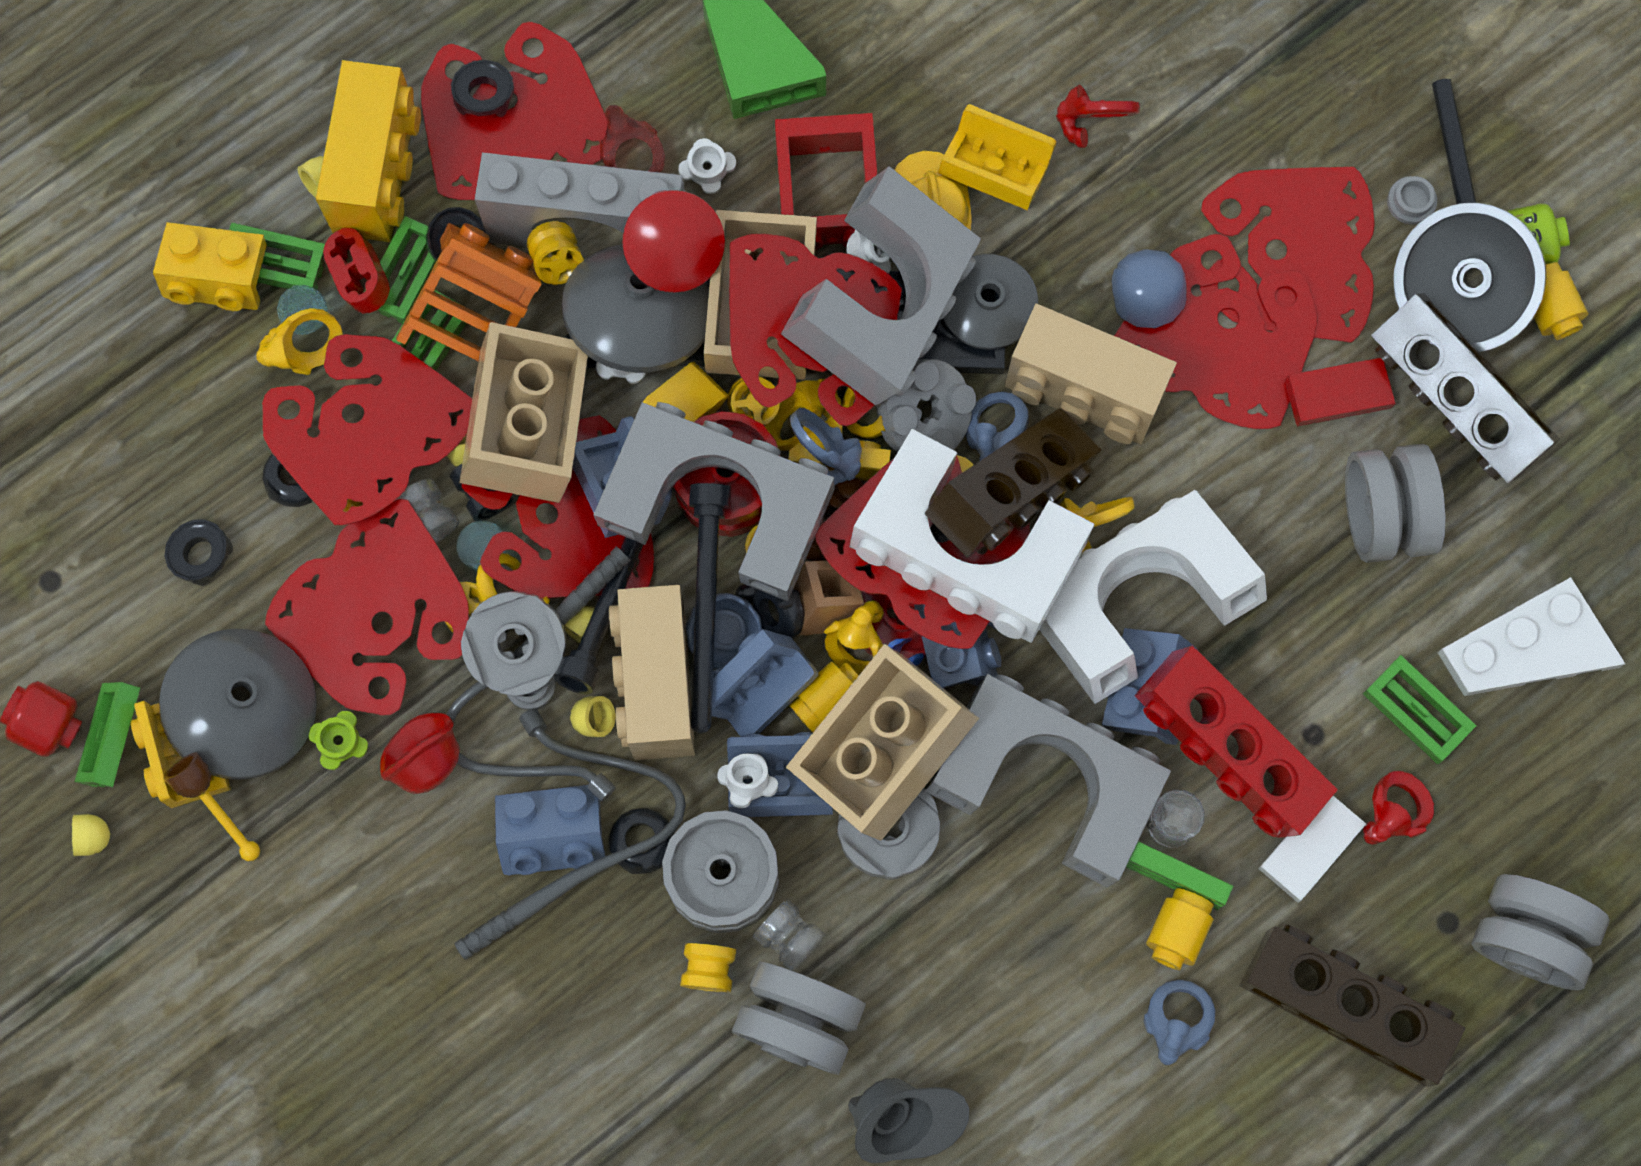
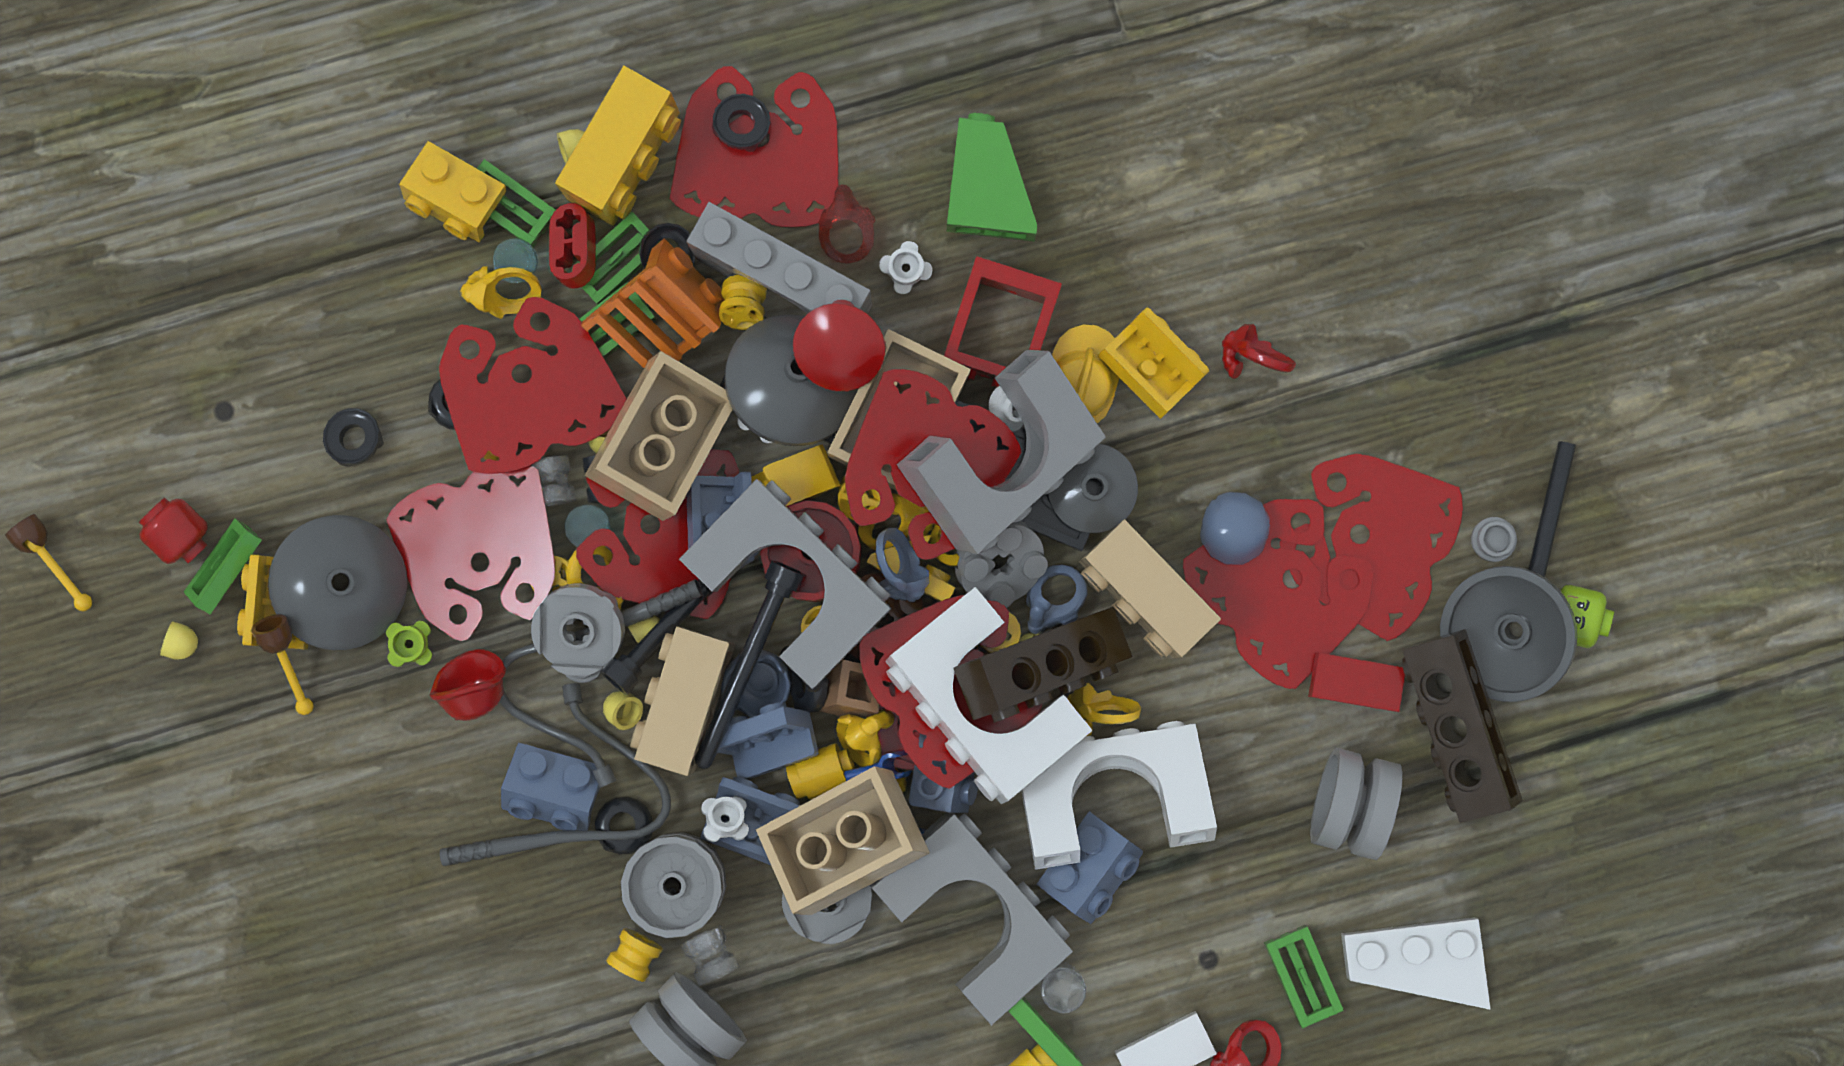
camera: 20 degrees right, 10 degrees up
(1298, 786) = (1171, 1007): red brick -> none
(1561, 305) = (1578, 684): yellow brick -> none

